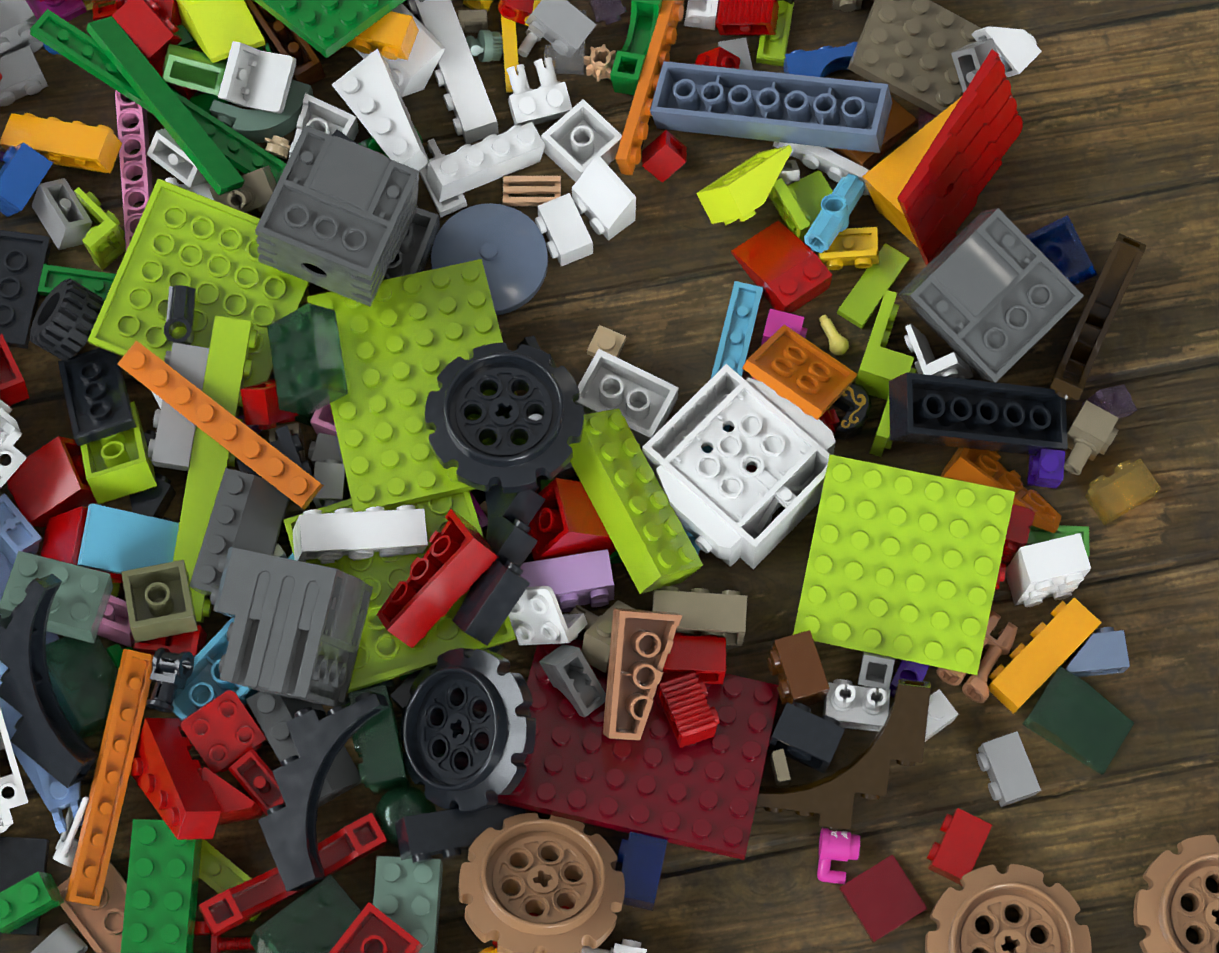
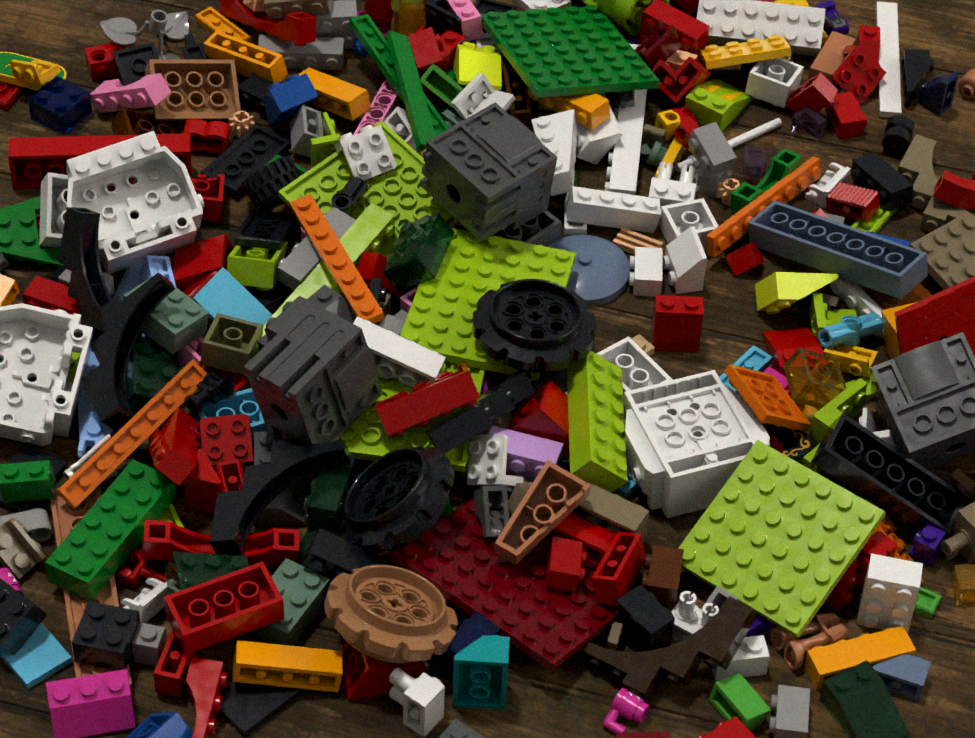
camera: 25 degrees right, 25 degrees down
(166, 239) = (367, 152): none -> white bracket
(639, 297) = (676, 323): none -> red slope
(678, 899) = (482, 674): none -> teal slope
(748, 684) = (618, 567): none -> red brick
(832, 308) = (813, 378): none -> clear yellow brick
(948, 781) = (737, 698): none -> bright green brick

